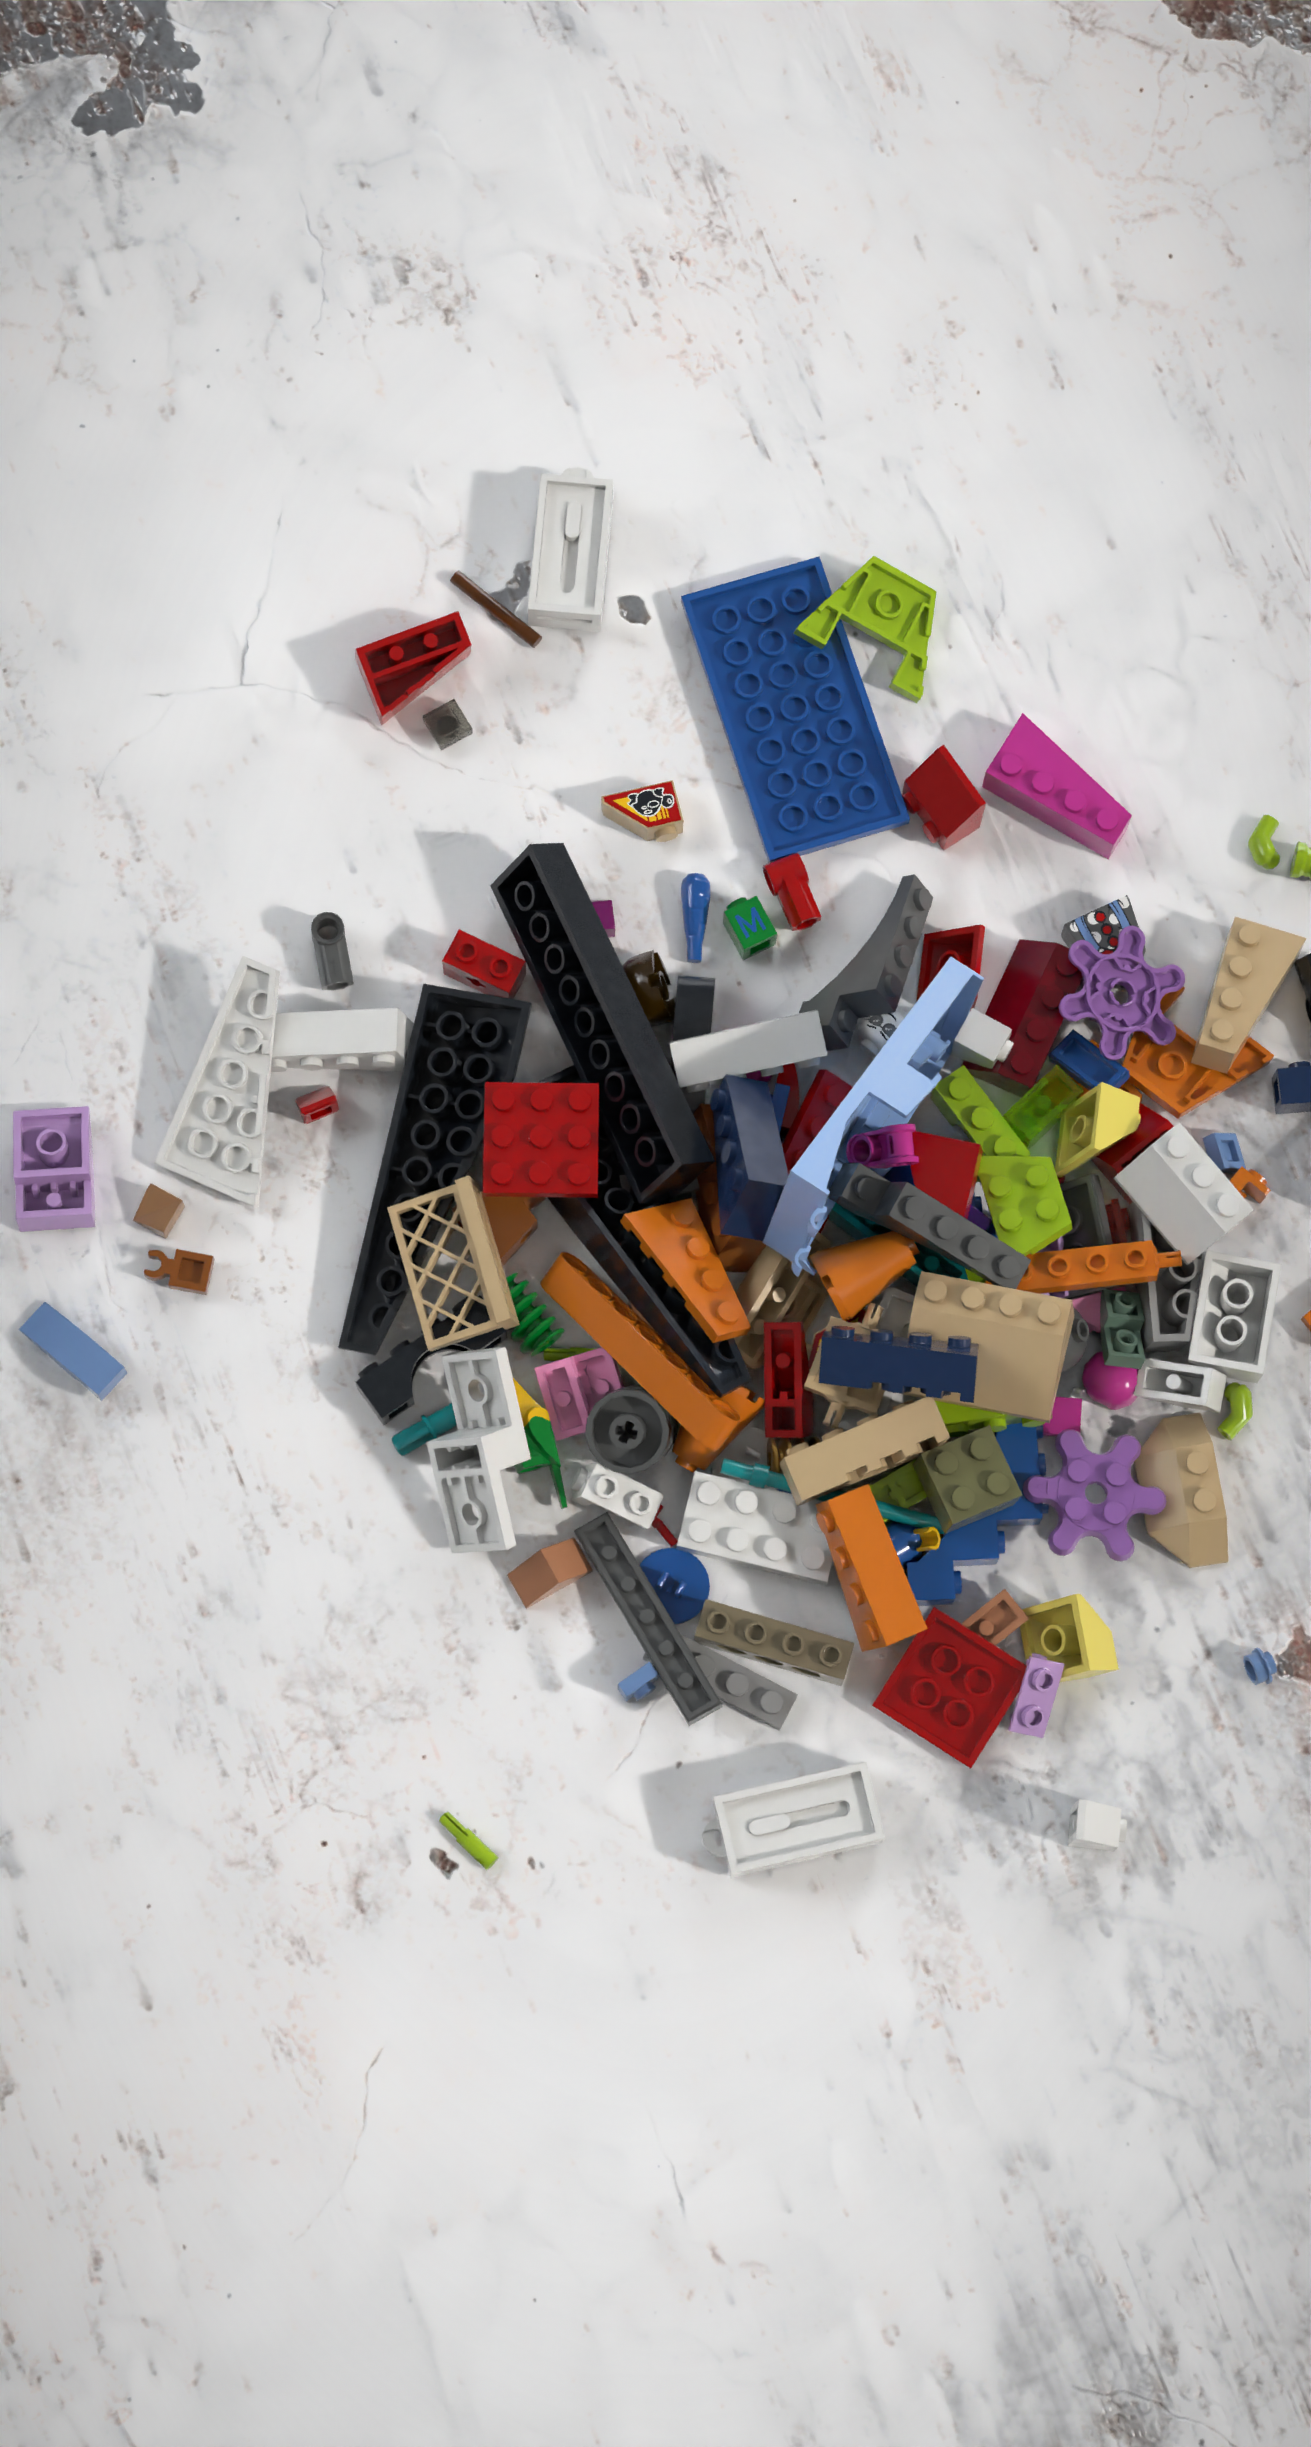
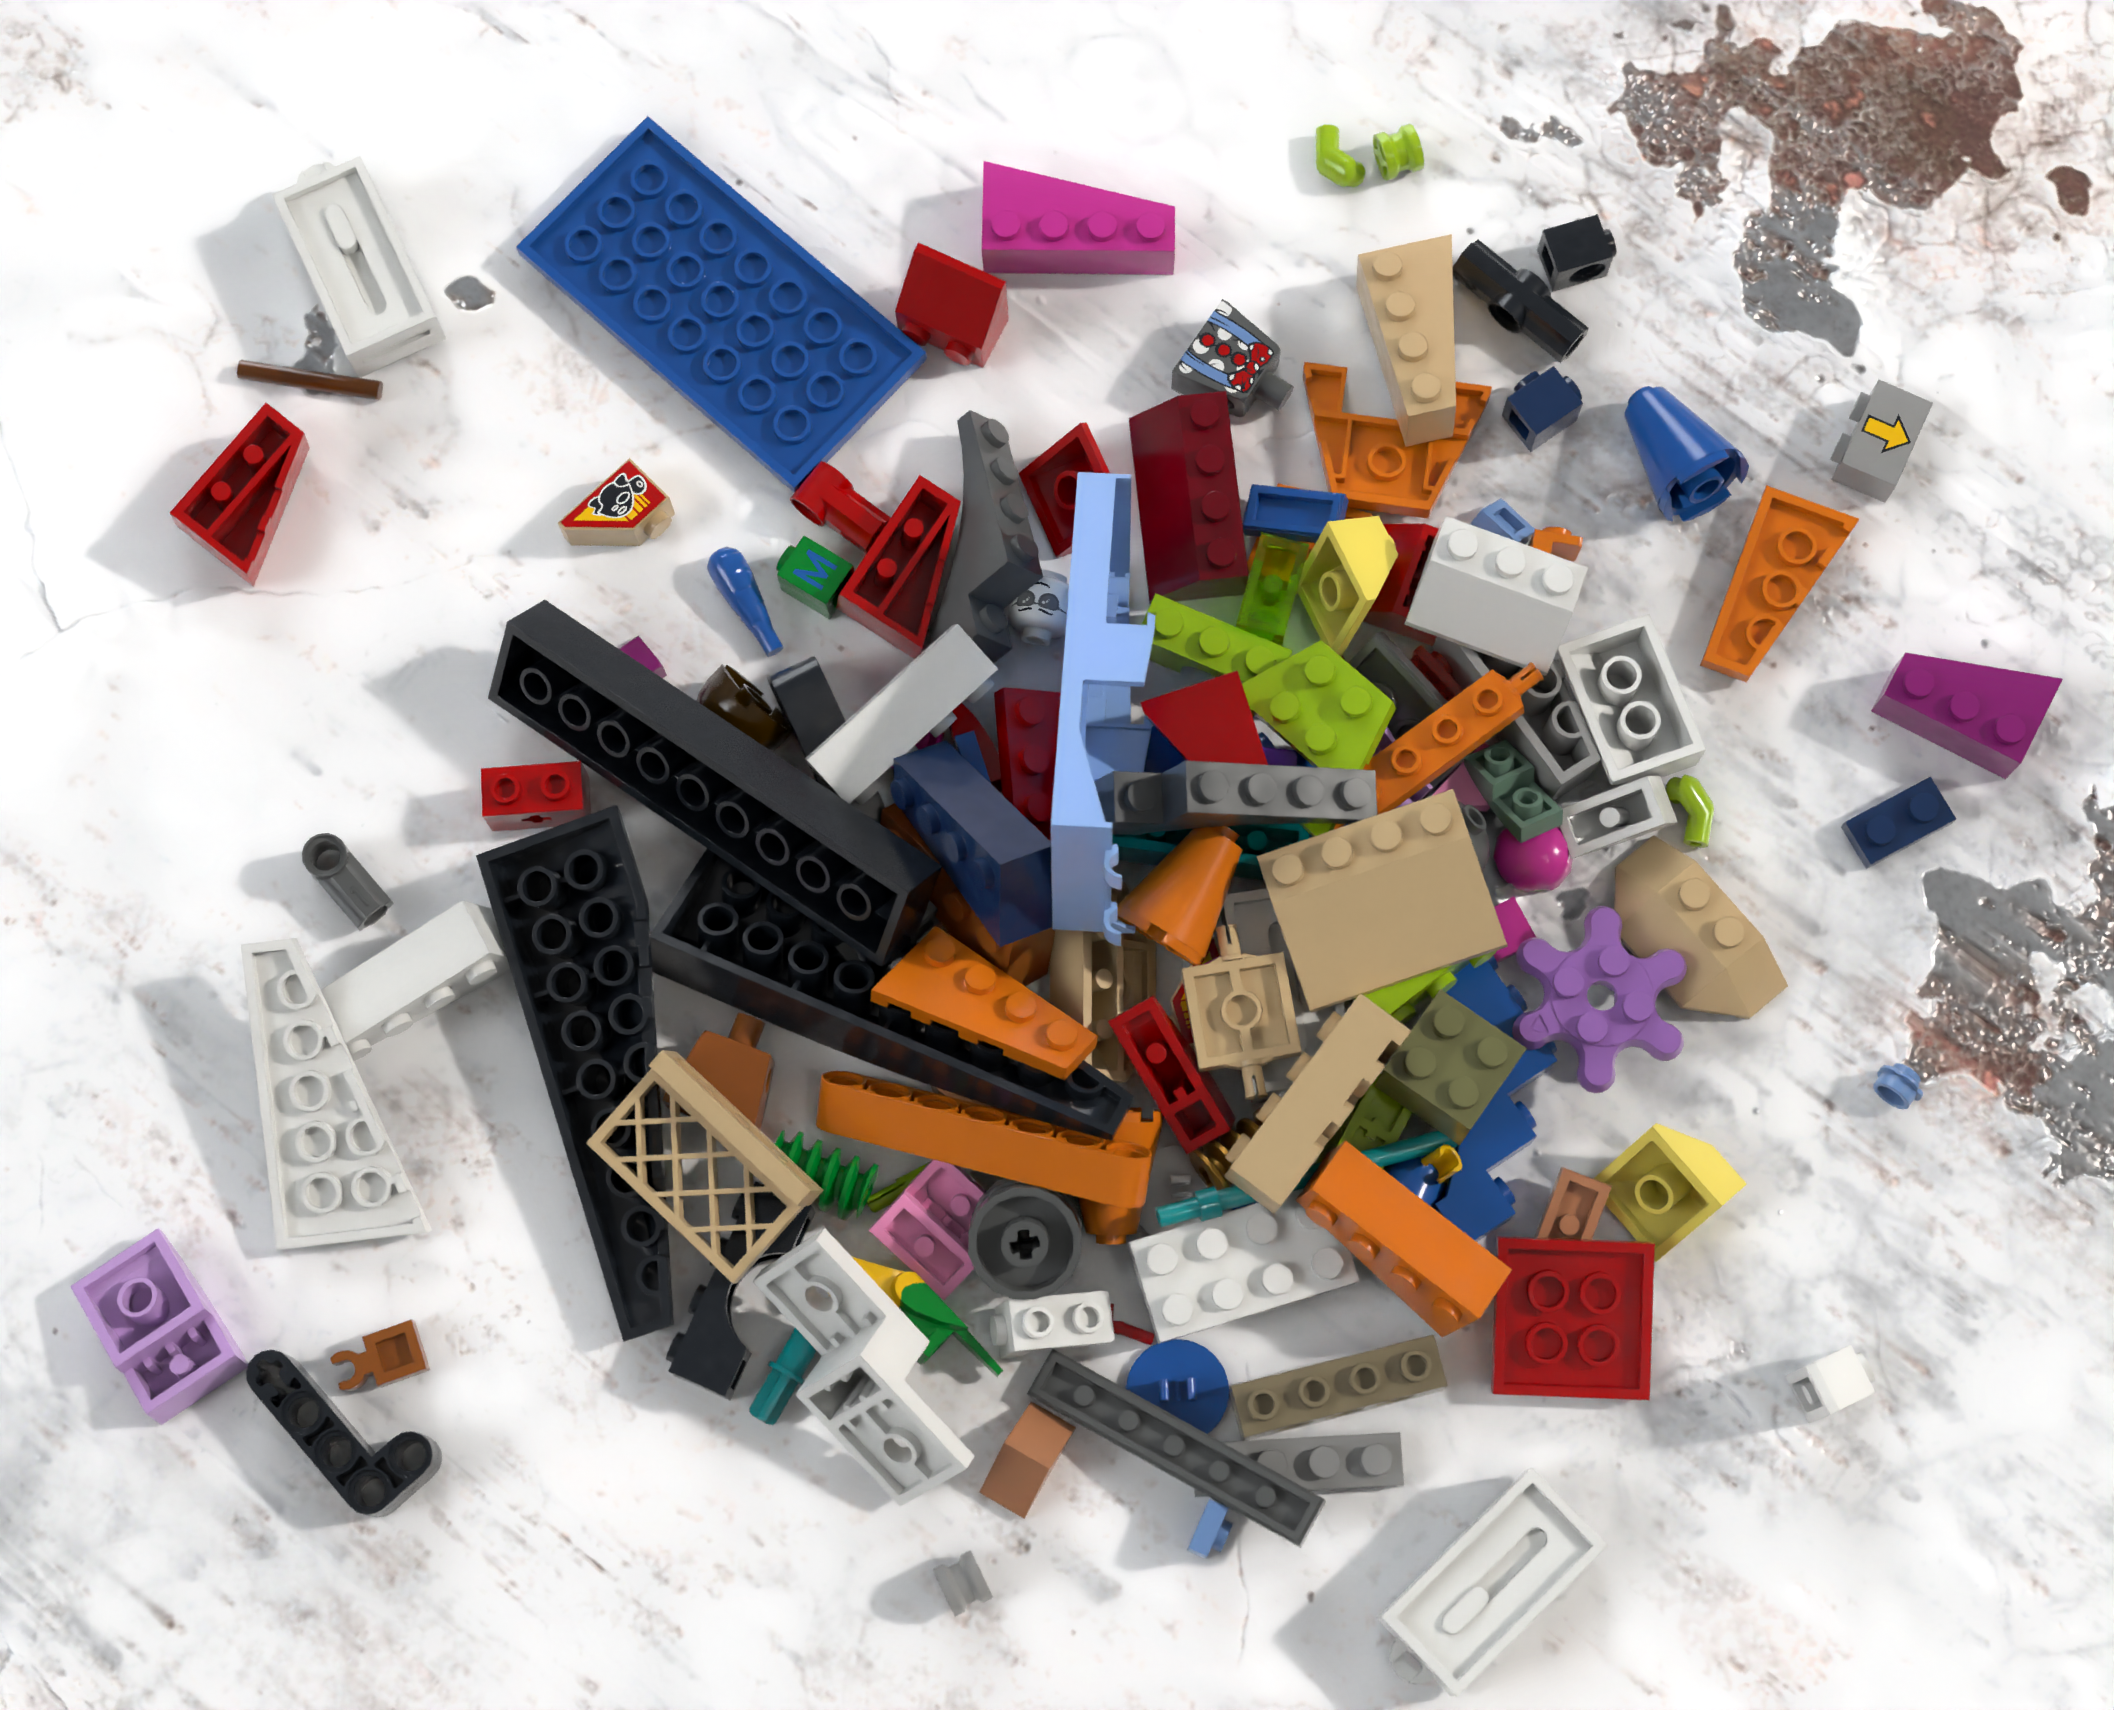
camera: 25 degrees left, 0 degrees up
(73, 1350) = (308, 1531): medium blue slope -> none
(125, 1295) = (334, 1426): none -> black beam
(159, 1211) = (315, 1303): medium nougat slope -> none
(317, 1104) = (432, 1068): red slope -> none
(447, 724) = (329, 541): clear smoke plate -> none
(463, 1623) = (962, 1583): none -> light grey wheel
(541, 1139) = (722, 958): red plate -> none
(808, 954) = (902, 570): none -> red wedge
(883, 1147) = (1129, 737): dark pink piece -> none
(886, 607) = (760, 131): lime wing -> none
(899, 1362) = (1301, 976): dark blue wedge -> none
(982, 1040) = (1161, 553): white slope -> none
(1036, 1696) = (1675, 1271): lavender hinge -> none
(1144, 989) = (1304, 389): medium lavender plate -> none

